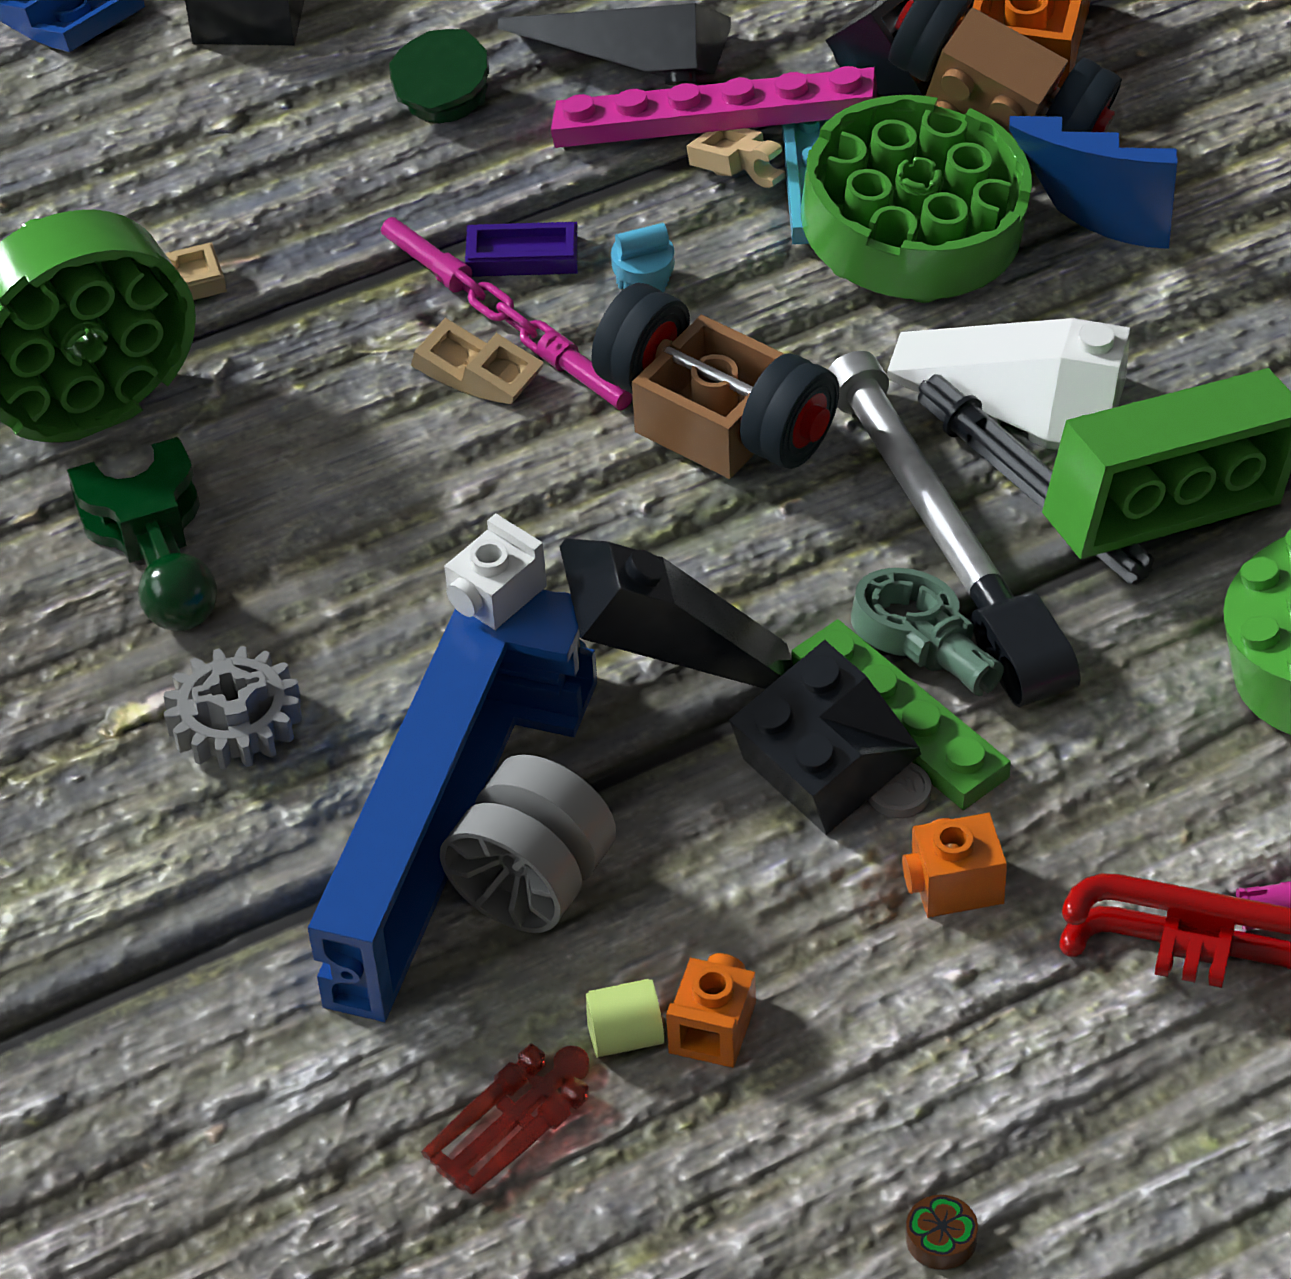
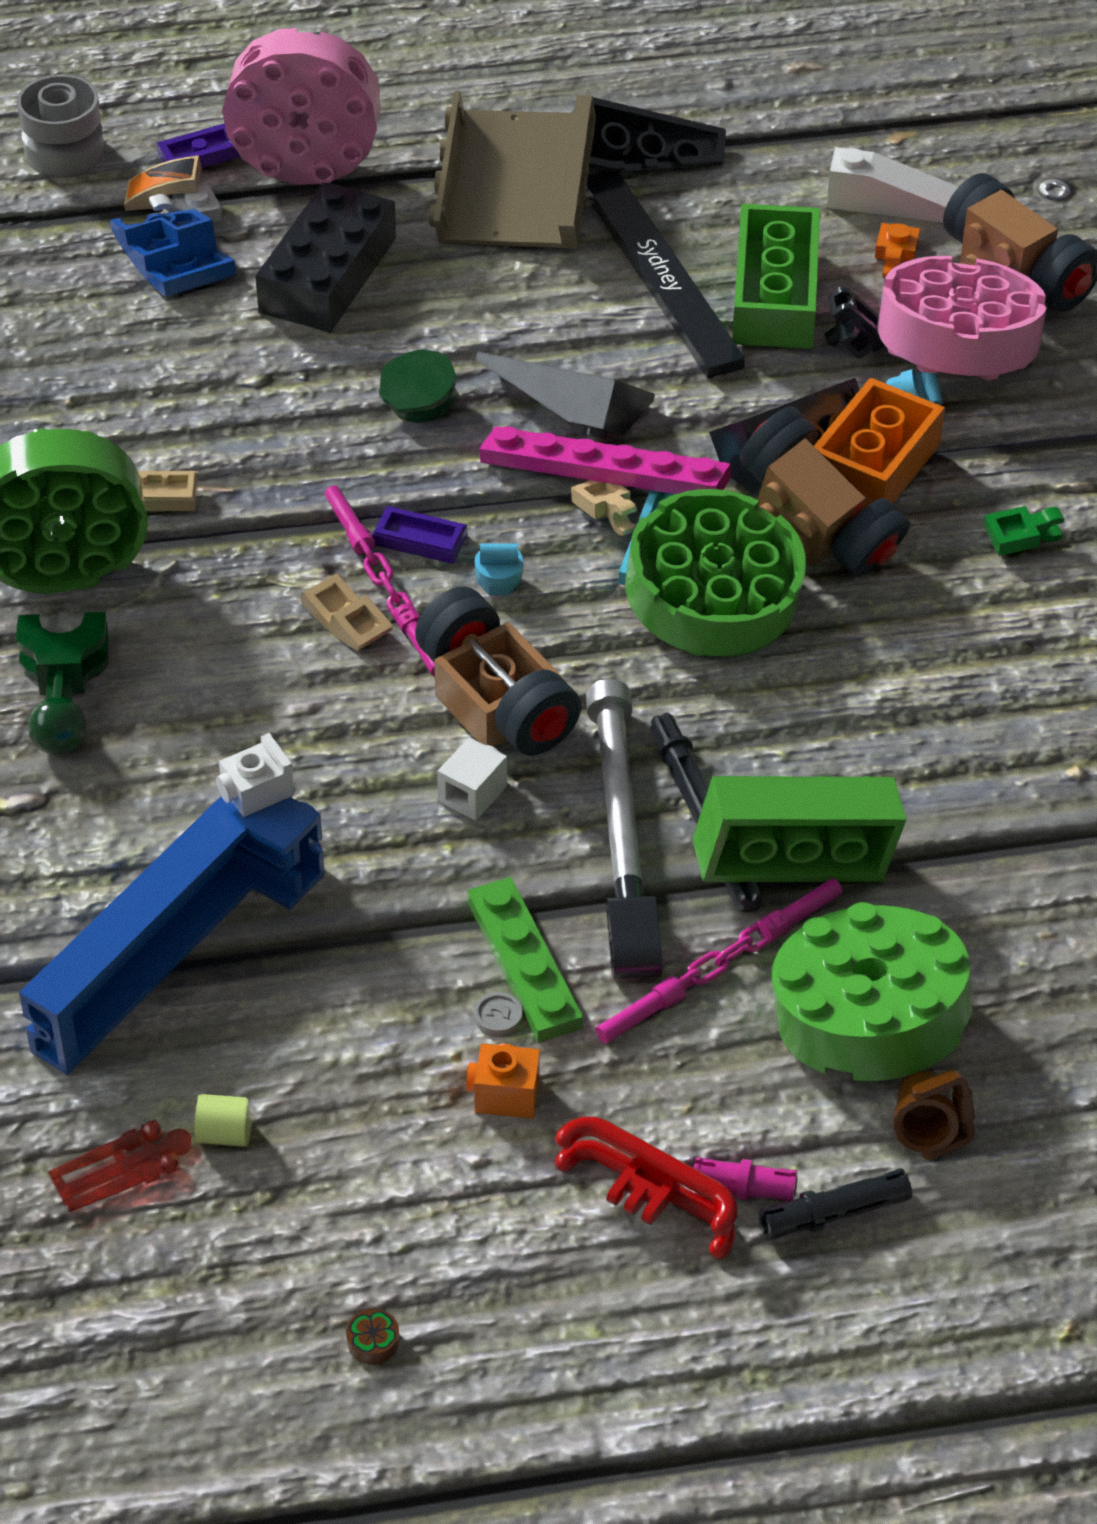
camera: 15 degrees right, 0 degrees up
(232, 707) = (59, 820): light grey gear -> none
(528, 843) = (208, 977): light grey wheel -> none
(662, 613) = (368, 838): black wedge -> none
(712, 1010) = (287, 1133): orange brick -> none
(733, 515) = (472, 778): none -> white brick
(823, 737) = (454, 960): black slope -> none
(930, 638) = (575, 909): sand green pin -> none
(1023, 371) = (737, 728): white wedge -> none
(1099, 184) = (864, 606): blue slope -> none
(1100, 697) = (673, 990): none -> dark pink piece
(1237, 63) = (1019, 530): none -> green plate

